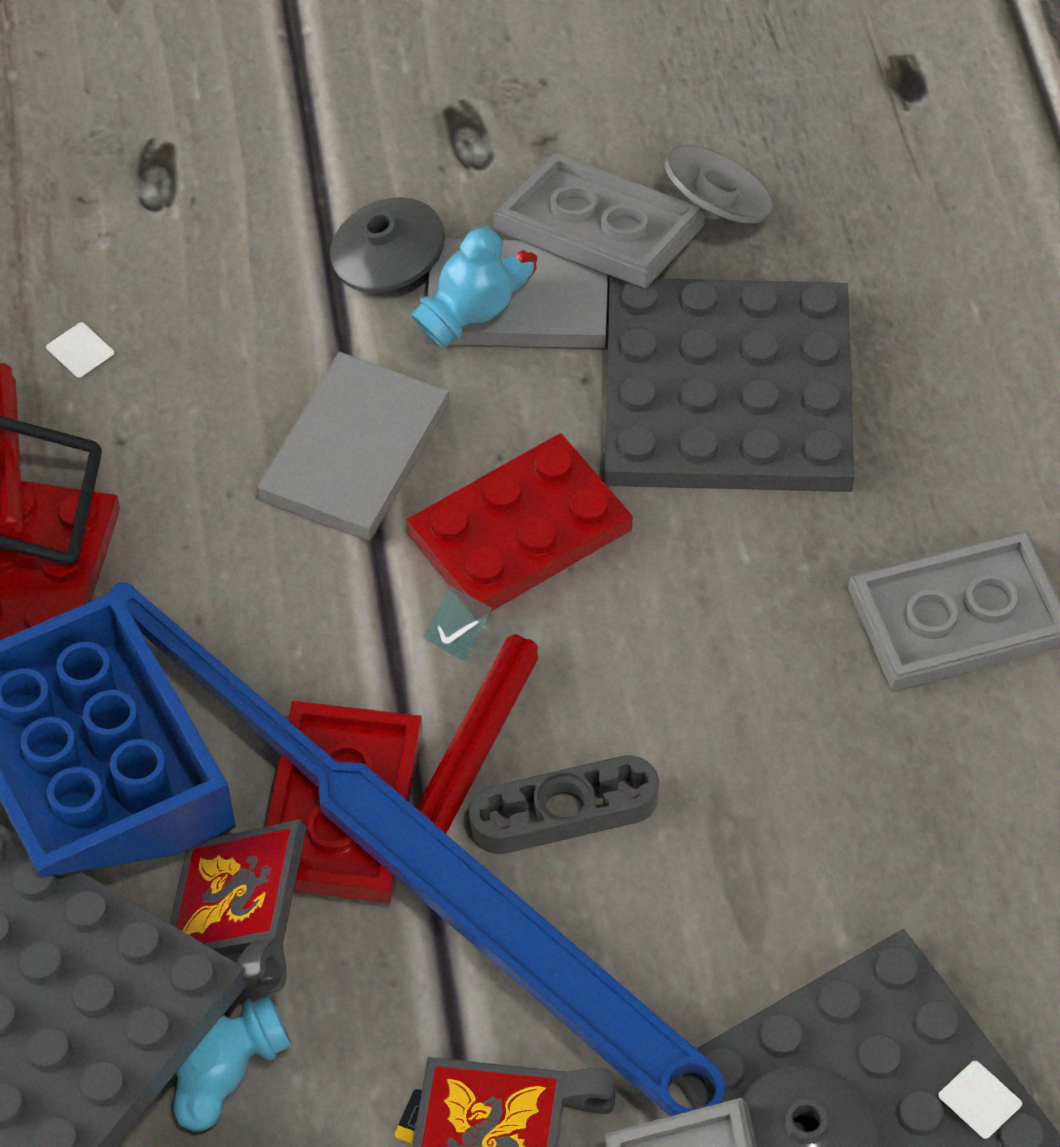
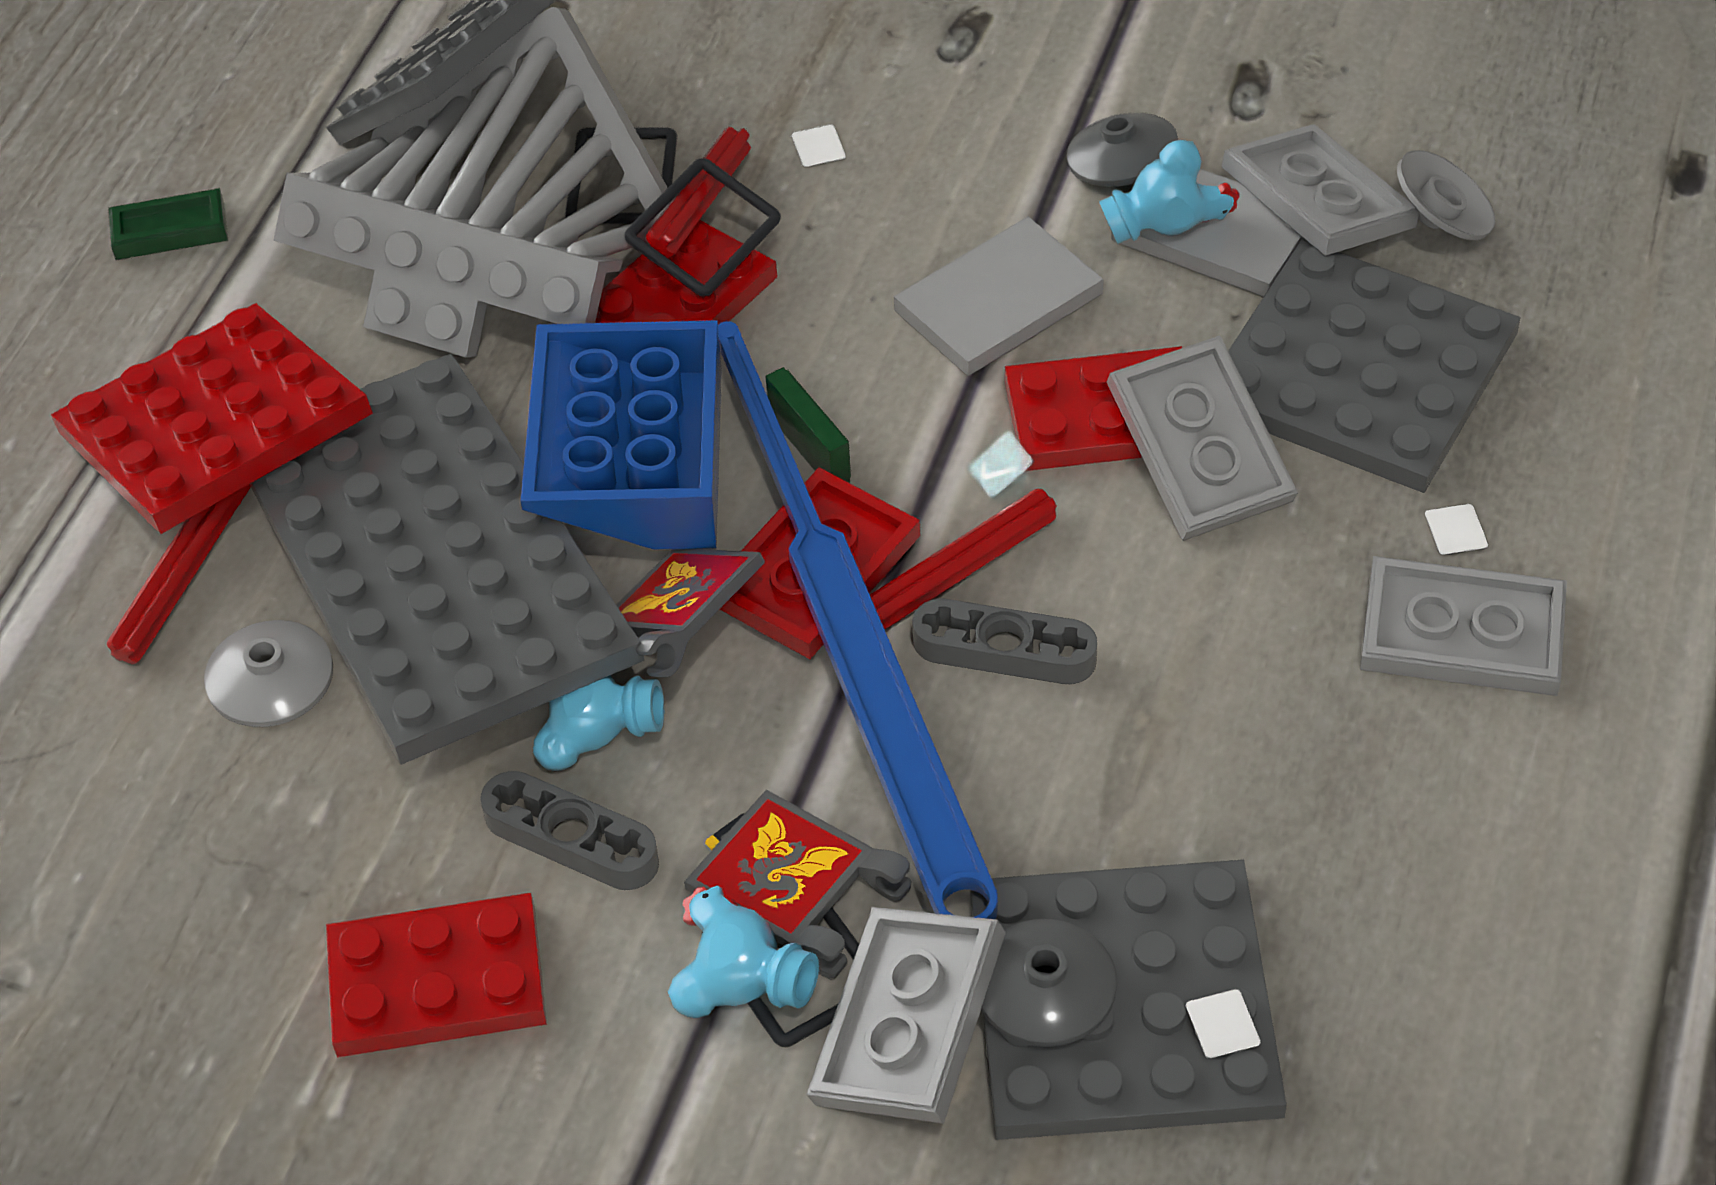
camera: 30 degrees right, 5 degrees down
(257, 661) = (808, 425): none -> dark green tile
(635, 521) = (1201, 437): none -> light grey tile
(899, 516) = (1456, 529): none -> white sticker

